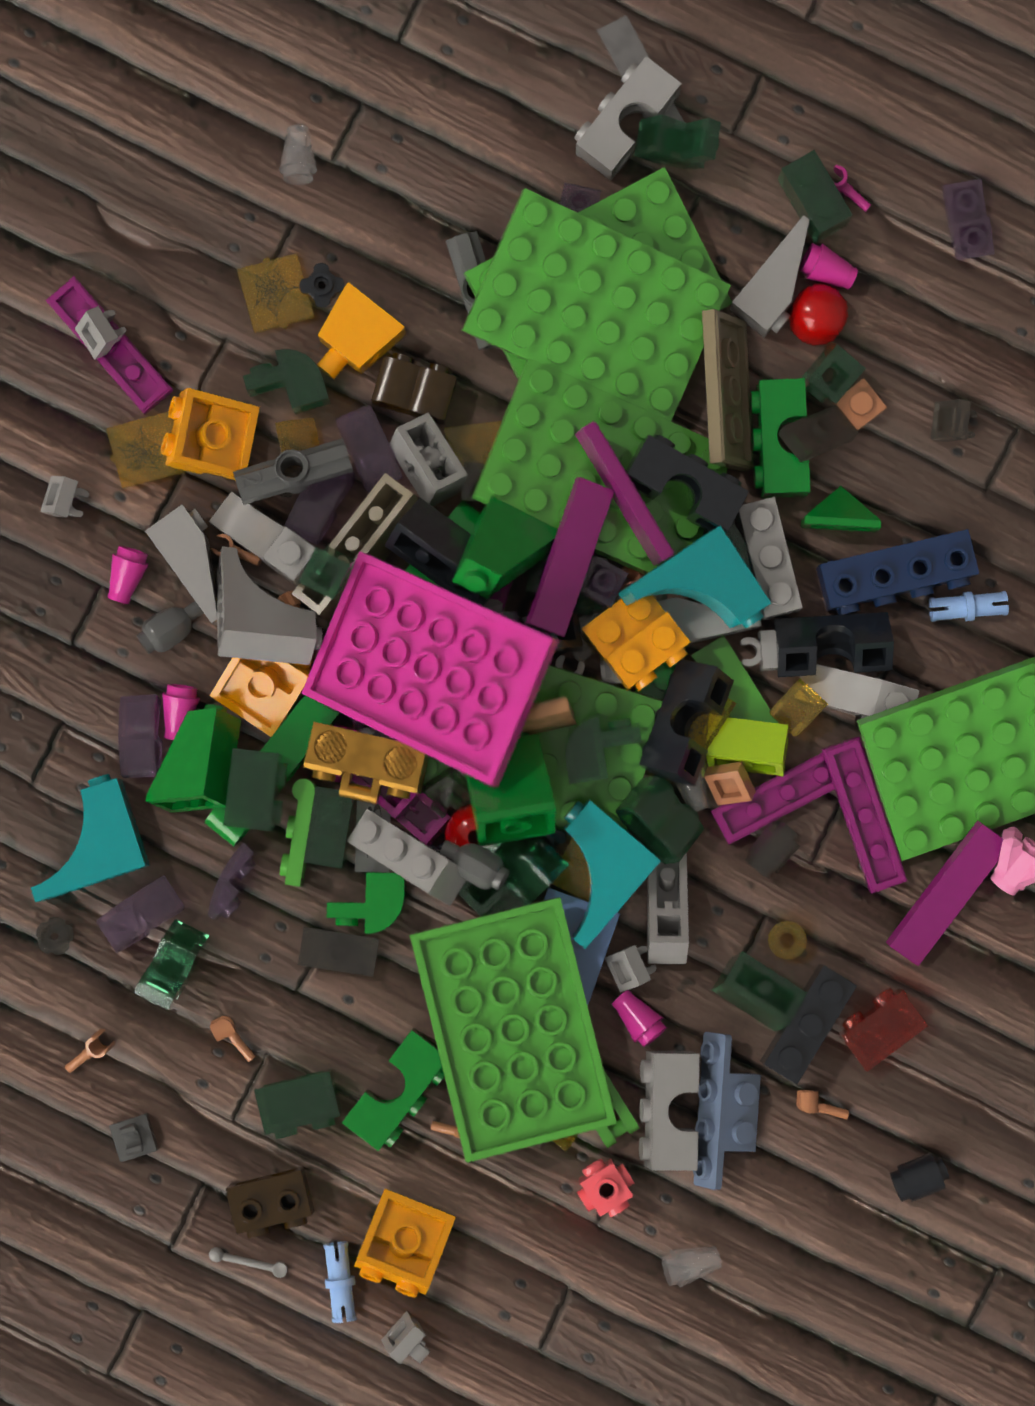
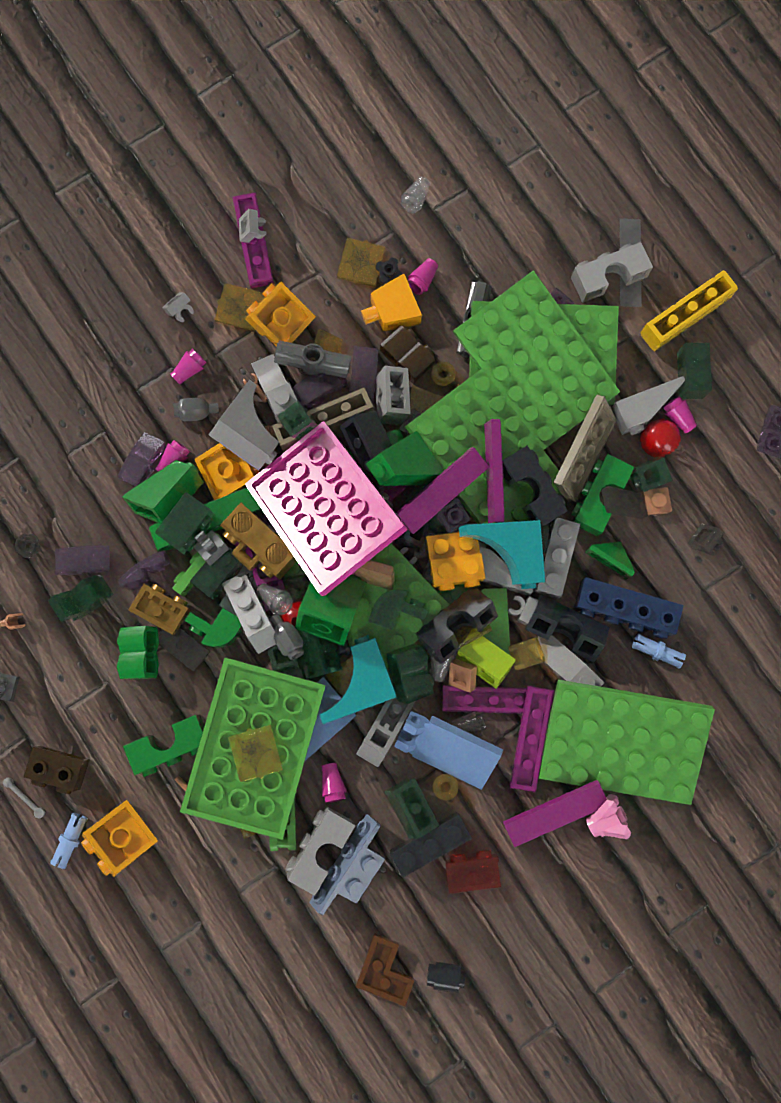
camera: 25 degrees right, 5 degrees down
(107, 844) = (87, 509): teal arch -> none
(188, 553) = (229, 372): light grey slope -> none
(225, 1027) = (92, 652): nougat hand -> none
(283, 920) = (159, 609): none -> pearl gold bracket
(288, 993) = (138, 652): none -> green brick
(296, 373) = (345, 308): clear green brick -> none
(298, 1103) = (106, 720): clear green brick -> none
(305, 802) = (210, 546): none -> dark grey tile
(373, 268) = (422, 277): none -> dark pink cone
(406, 1339) = (85, 898): light grey tile -> none
(431, 822) = (275, 599): none -> clear cone
(477, 377) = (446, 367): none -> clear yellow plate
(520, 1034) = (255, 753): none -> clear yellow piece
(598, 1174) = (262, 867): coral brick -> none
(629, 968) = (343, 750): light grey tile -> none
(676, 142) = (631, 298): clear green brick -> none
(690, 1264) = (278, 950): clear cone -> none
(762, 117) = (688, 310): none -> yellow brick
(764, 889) = (449, 749): none -> medium blue tile
(808, 1102) = (404, 891): nougat hand -> none
(832, 1225) = (378, 976): none -> reddish brown plate
(845, 188) = (716, 367): dark pink hand -> none

